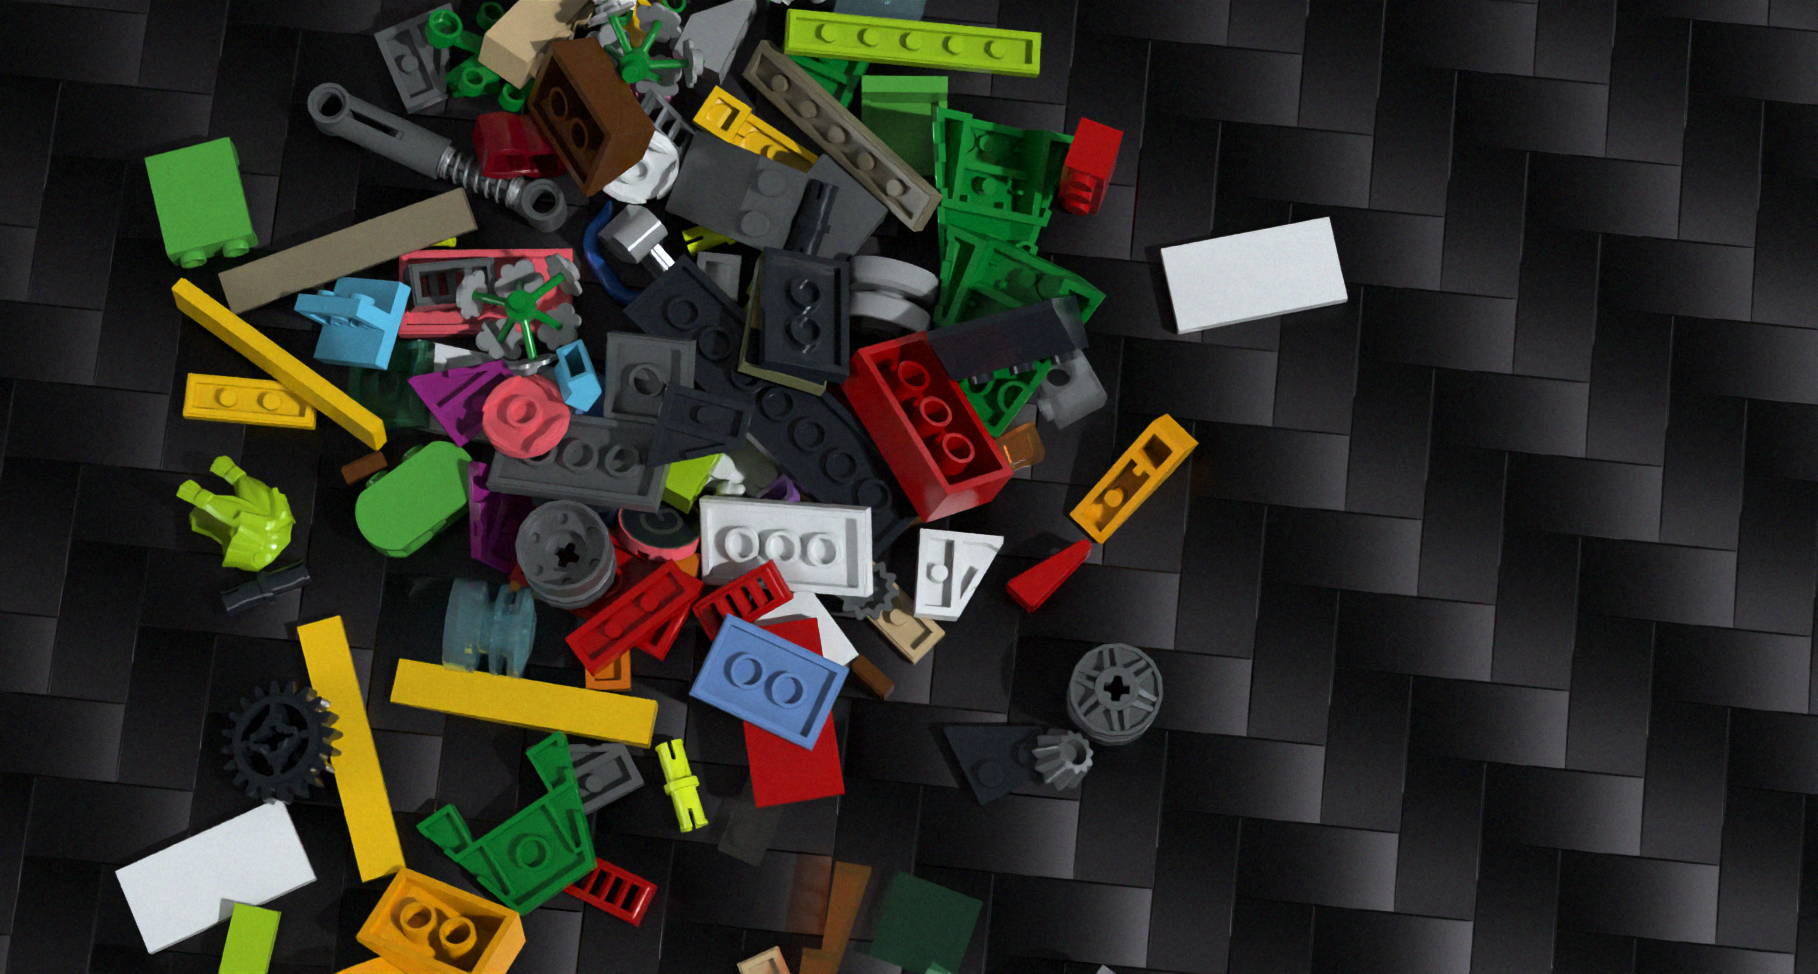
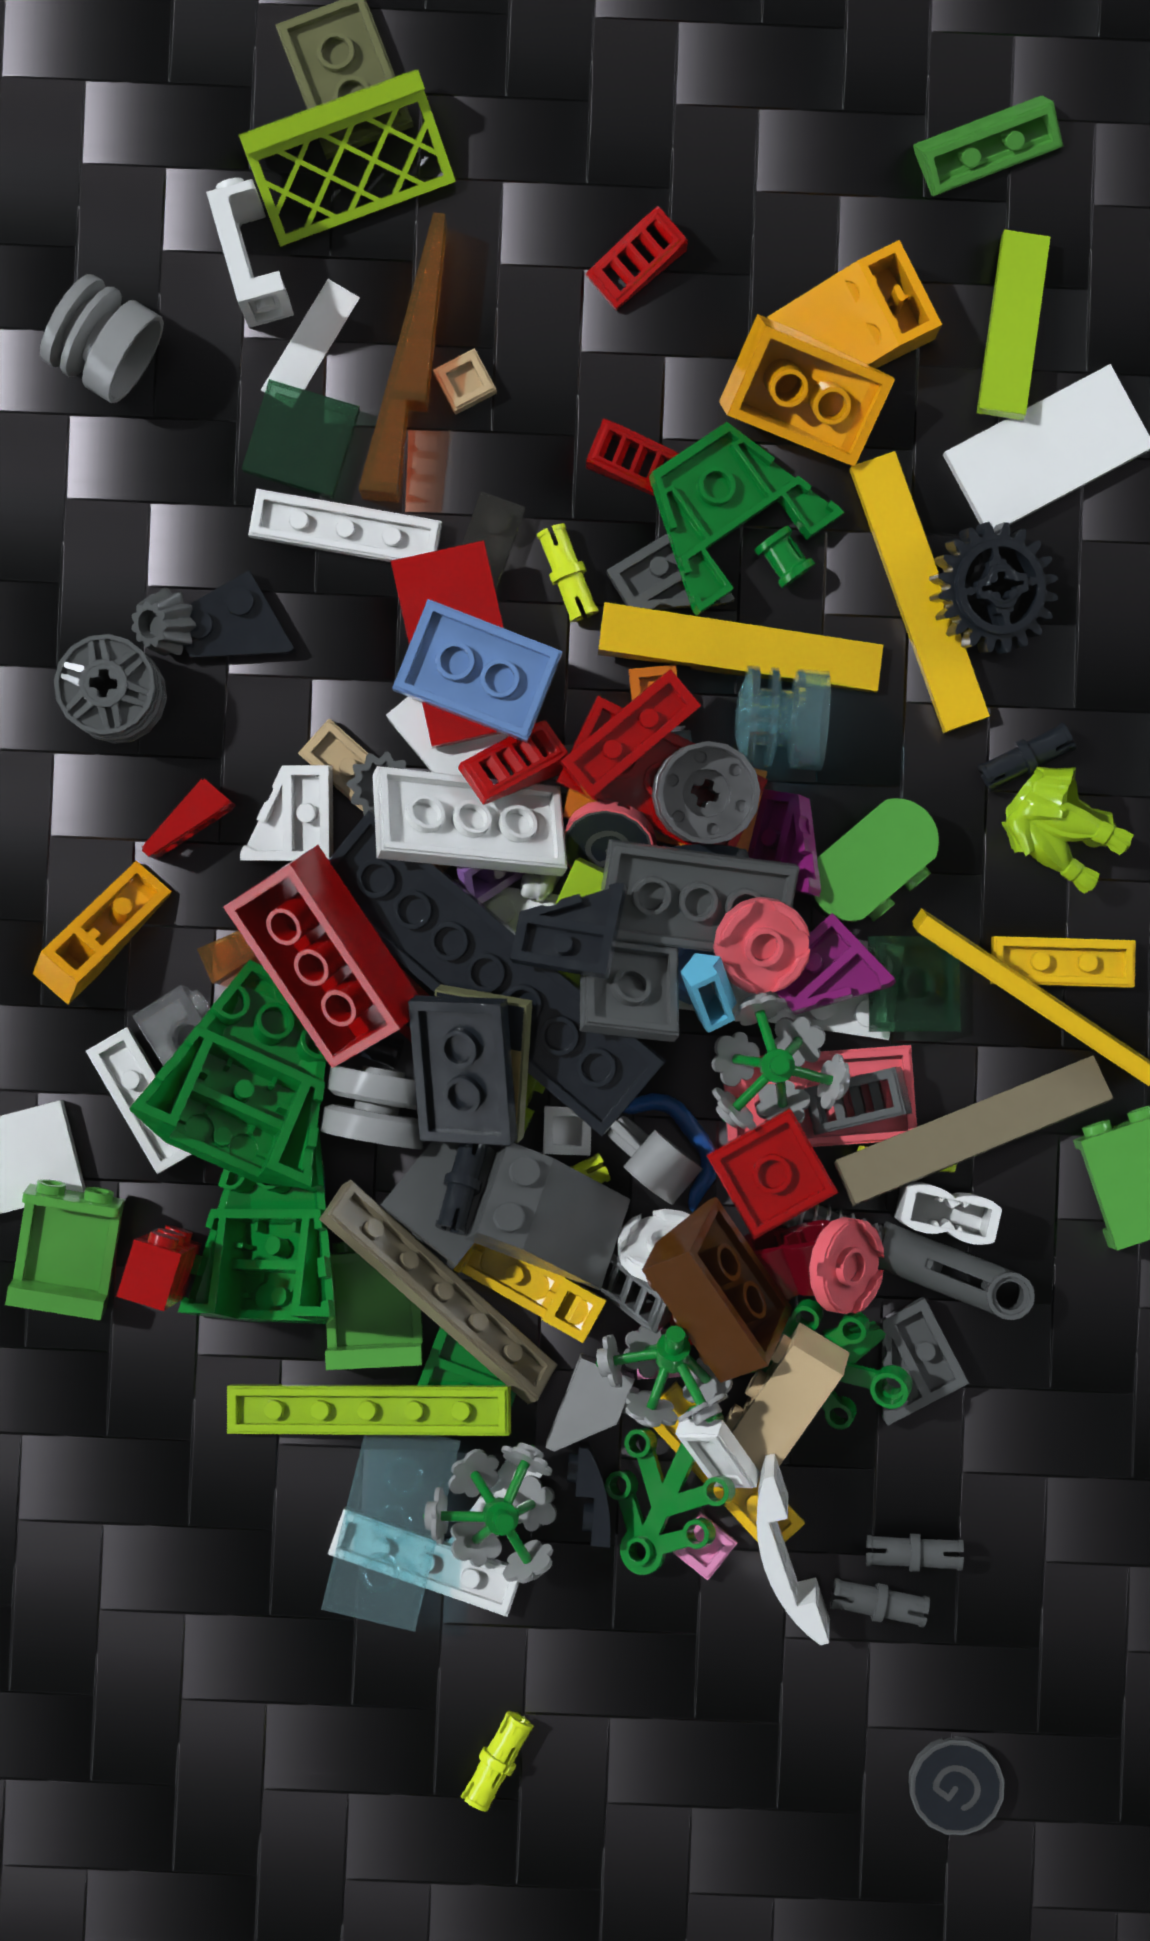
camera: 175 degrees right, 10 degrees up
(357, 320) = (955, 1051): medium azure bracket -> none
(364, 468) = (932, 891): reddish brown tile -> none
(368, 179) = (957, 1214): none -> white brick
(473, 132) = (846, 1265): none -> coral tile
(475, 786) = (784, 556): none -> green bush
(534, 219) = (772, 1173): none -> red tile
(872, 678) = (371, 695): reddish brown tile -> none
(888, 841) = (341, 527): none -> white tile
(1011, 340) = (232, 1054): black slope -> none
(1111, 337) = (126, 1075): none -> white plate
(1178, 195) = (66, 1250): none -> bright green panel

